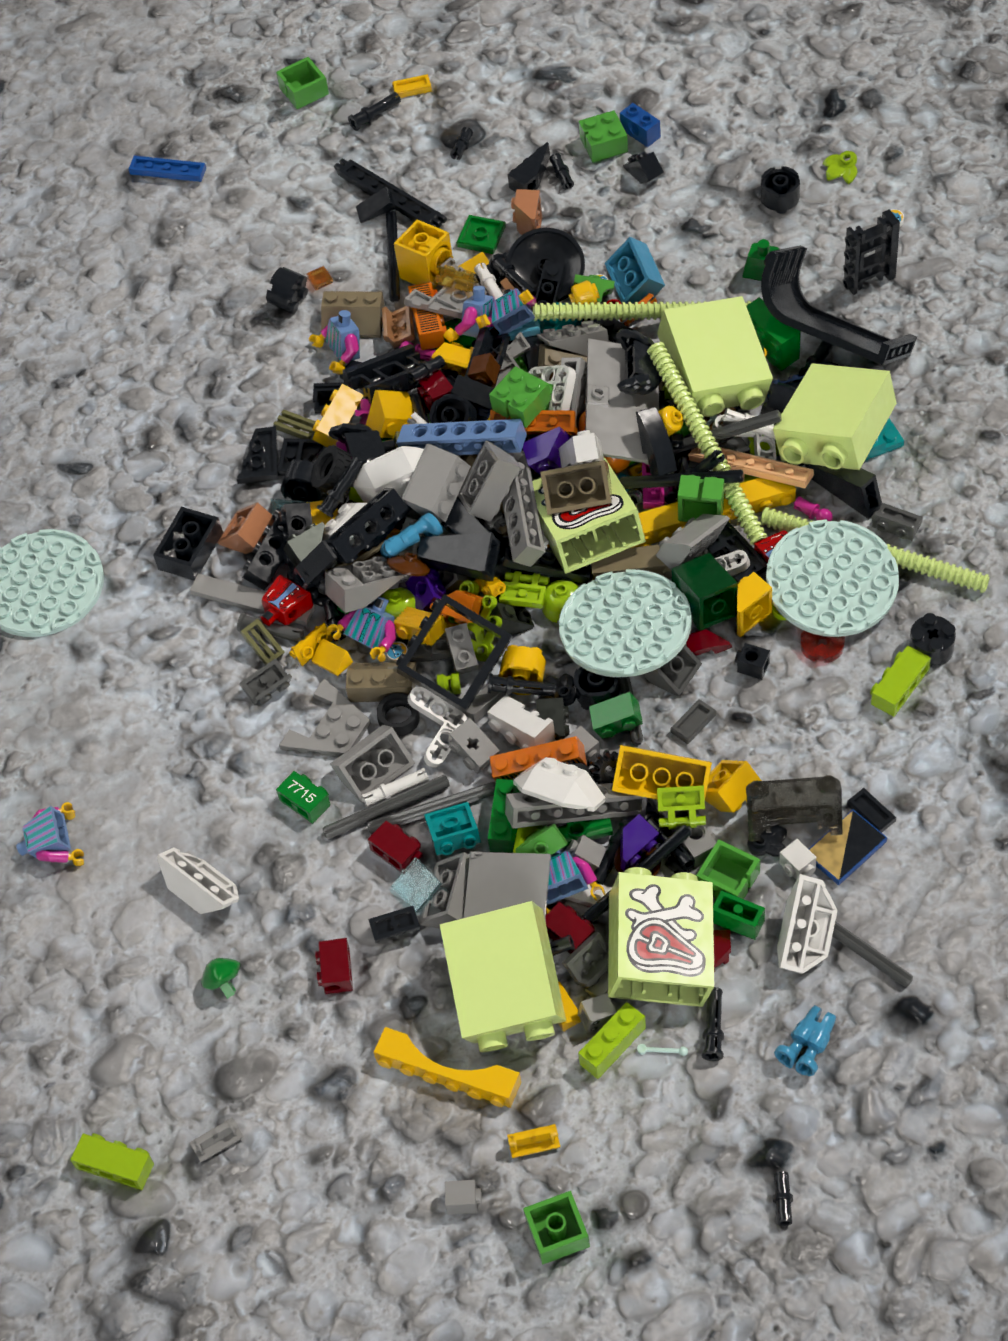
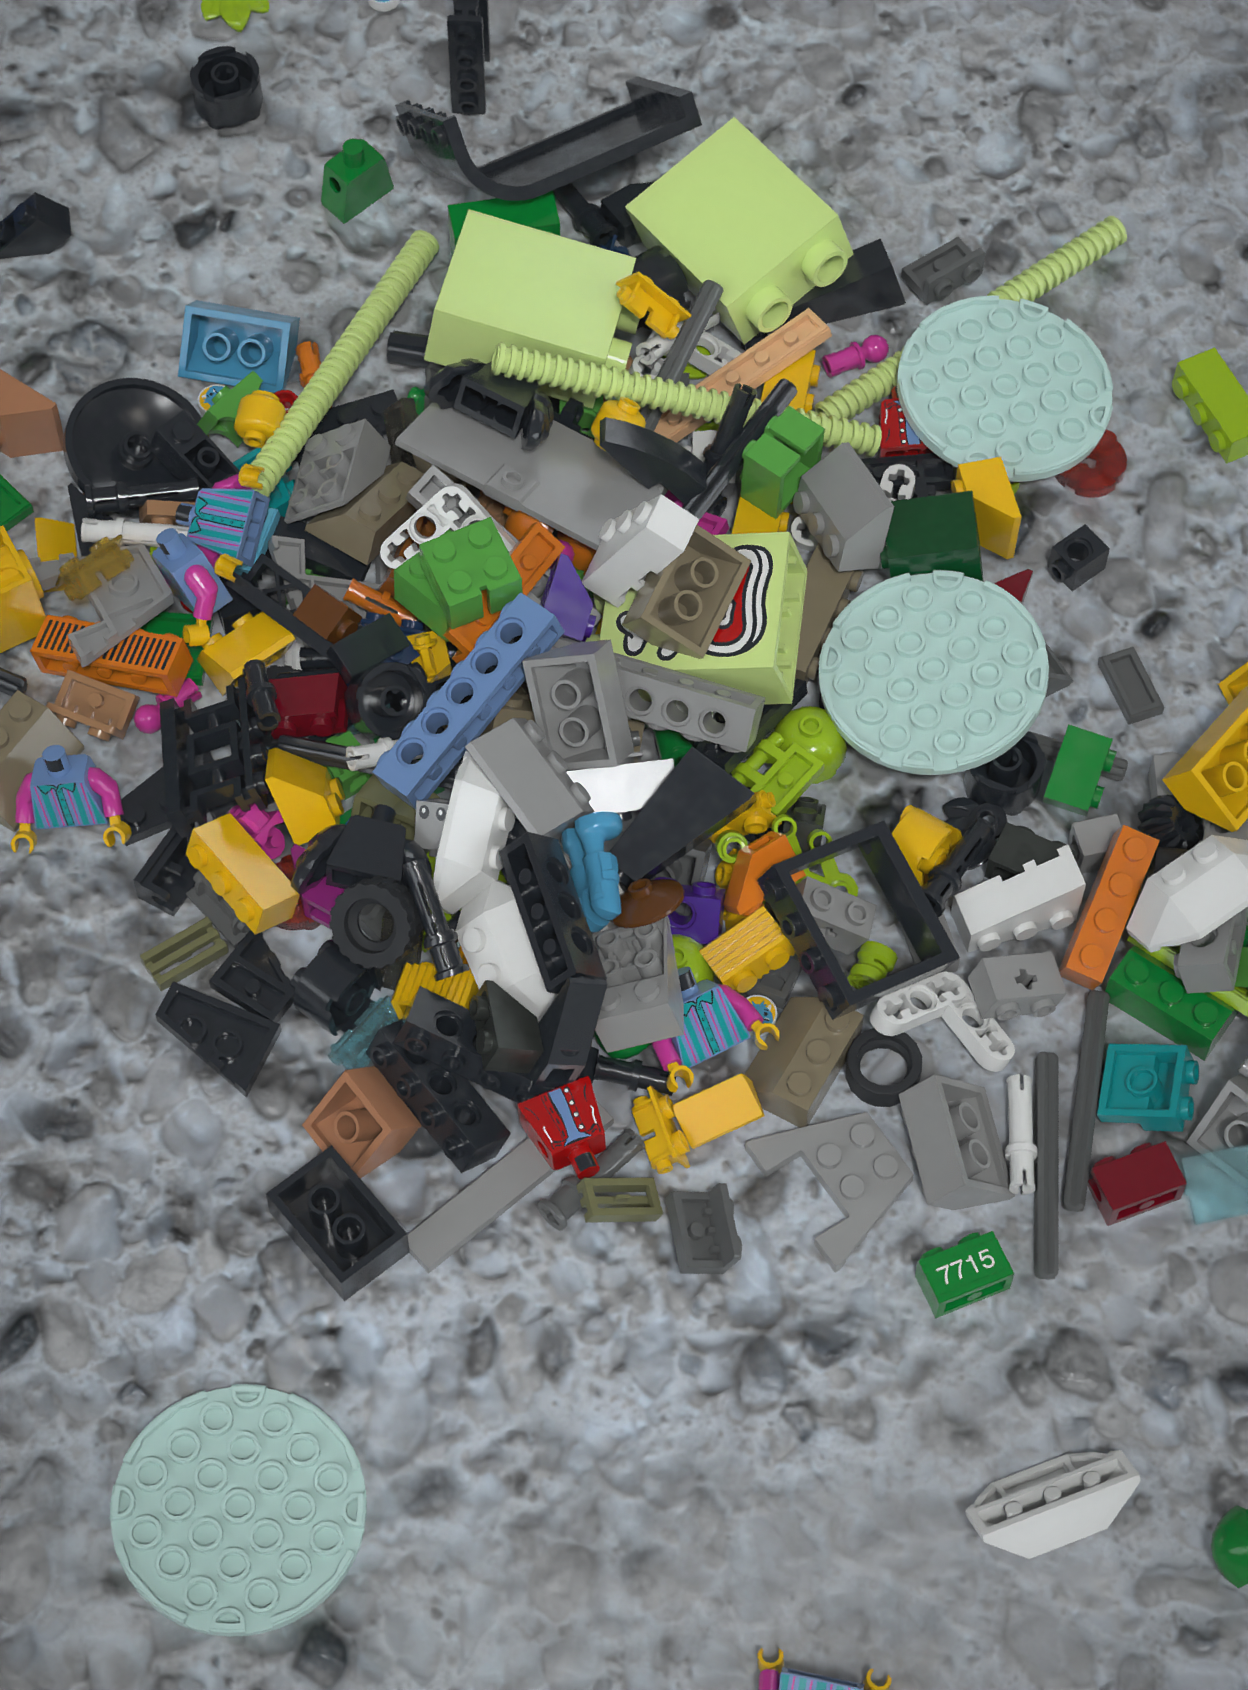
camera: 70 degrees left, 5 degrees up
(744, 388) = (641, 295): none -> yellow hinge
(934, 638) = (1176, 330): black brick -> none

